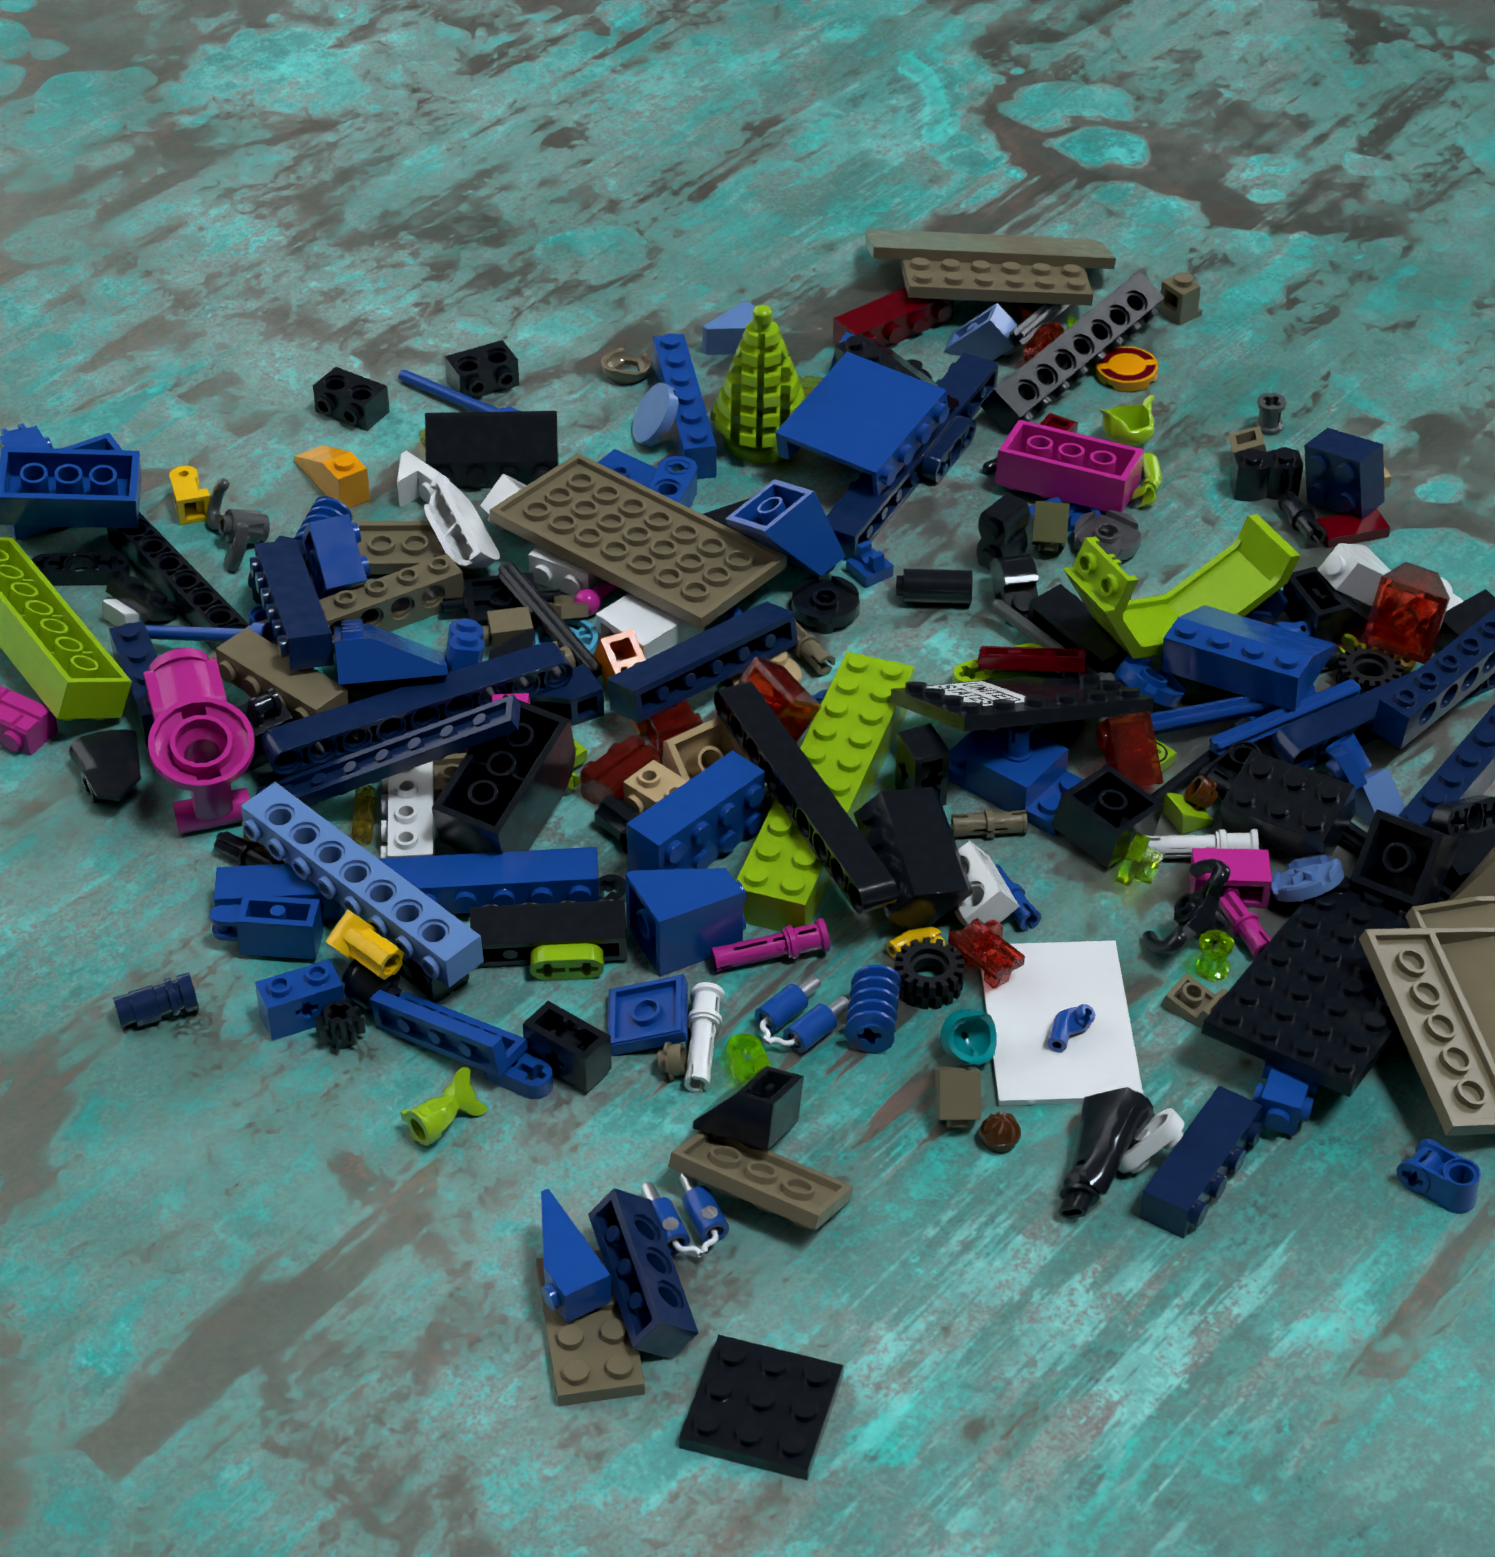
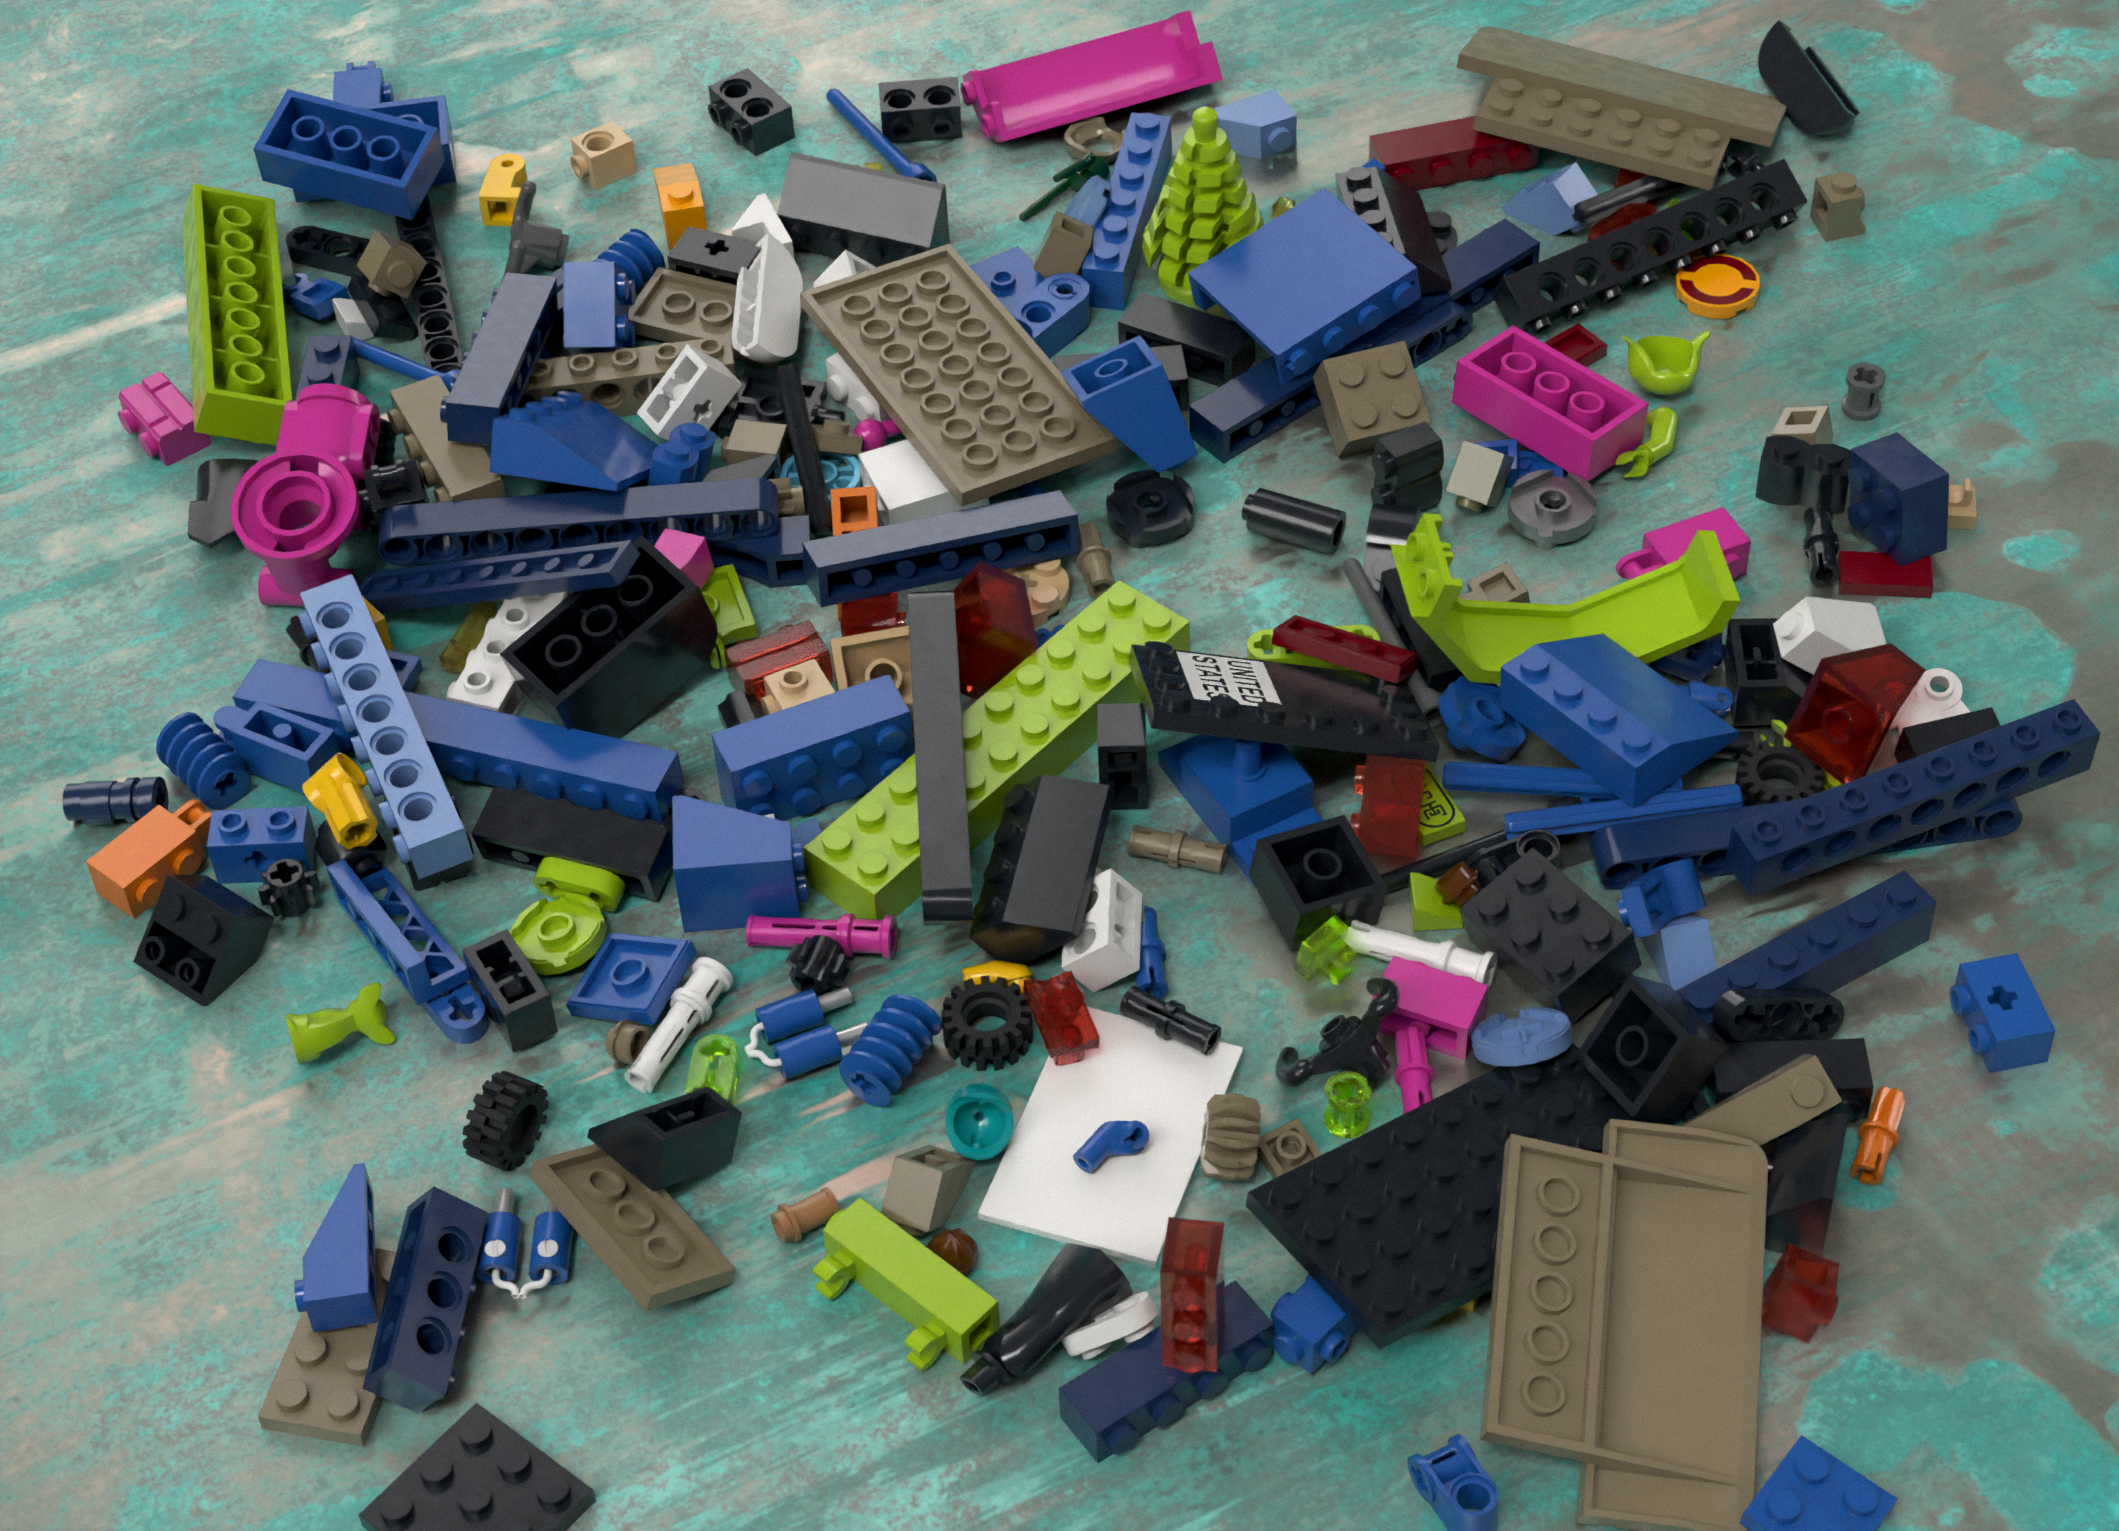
camera: 25 degrees right, 5 degrees up
(86, 602) = (313, 297): none -> blue plate
(145, 562) = (391, 265): none -> dark tan brick
(212, 954) = (203, 761): none -> blue piece
(214, 1034) = (138, 861): none -> orange brick
(253, 453) = (603, 155): none -> tan brick
(292, 1079) = (202, 937): none -> black slope
(393, 503) = (712, 255): none -> brick
(441, 601) = (690, 391): none -> white brick
(576, 991) = (560, 932): none -> lime tile
(598, 322) = (1090, 78): none -> dark pink cylinder
(624, 1134) = (505, 1121): none -> black tyre
(634, 390) = (1075, 176): none -> dark green plant
(658, 439) = (1063, 246): none -> dark tan brick
(754, 474) = (1211, 345): none -> black brick
(783, 966) = (817, 965): none -> black gear
(869, 565) = (1233, 472): blue tile -> none
(872, 1143) = (804, 1215): none -> medium nougat pin
(946, 491) = (1369, 396): none -> dark tan brick
(983, 1157) = (908, 1279): none -> lime brick
(1059, 934) = (1146, 1008): none -> black pin
(1099, 284) = (1745, 162): none -> black hand
(1106, 225) = (1804, 84): none -> black brick
(1153, 996) = (1230, 1137): none -> dark tan gear
(1211, 539) = (1671, 542): none -> dark pink brick
(1222, 1090) = (1192, 1294): none -> clear red brick

